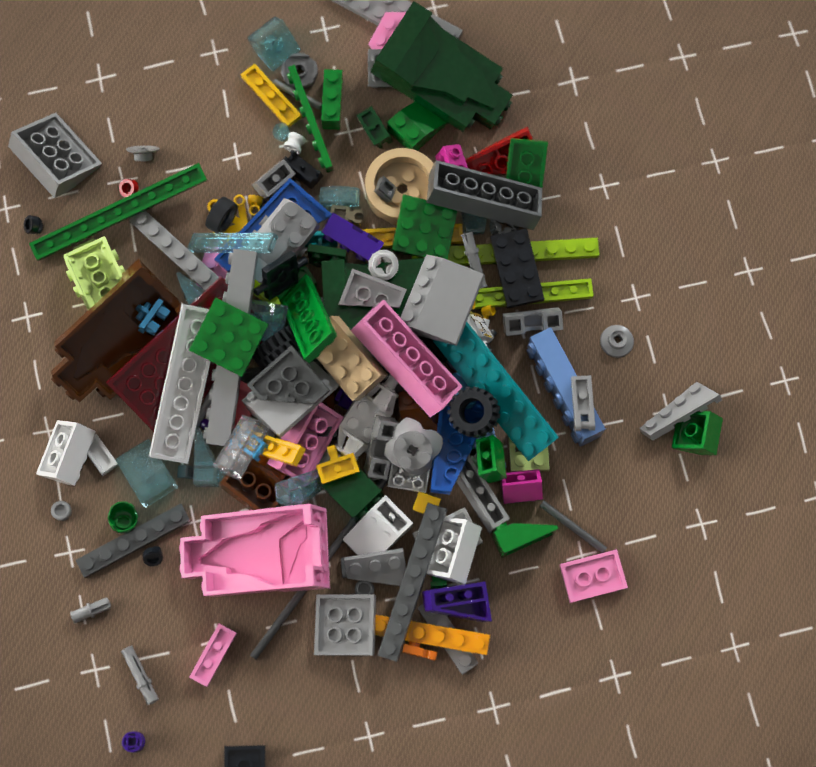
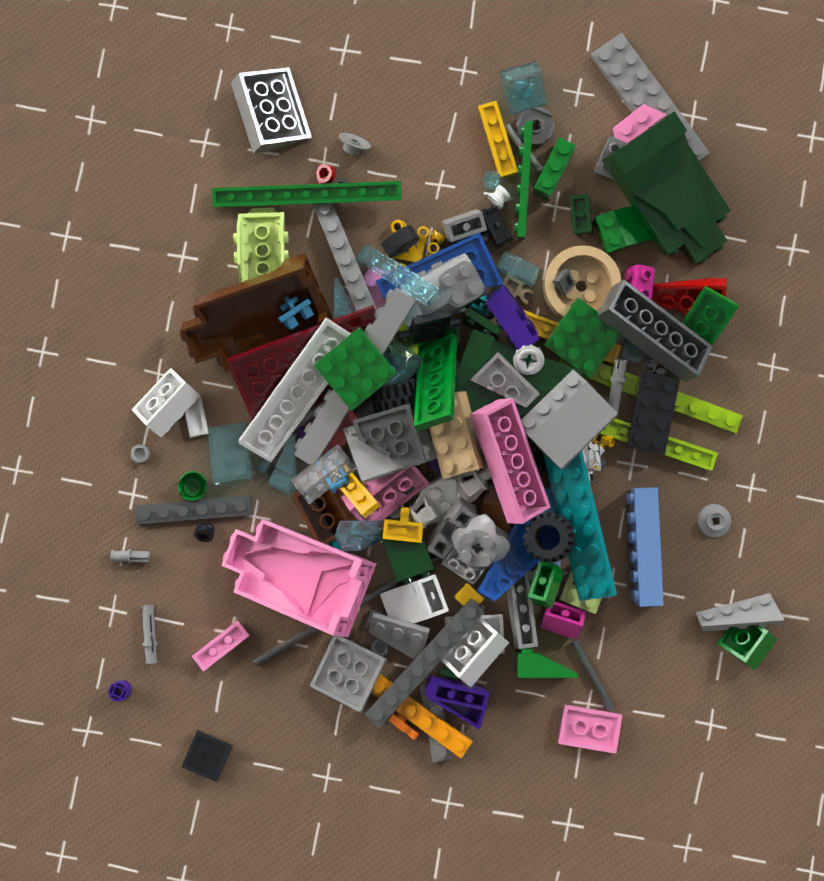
camera: 25 degrees right, 10 degrees up
(33, 225) = (223, 170): black tile -> none
(541, 319) = (656, 473): light grey arch -> none
(582, 402) = (653, 573): light grey plate -> none

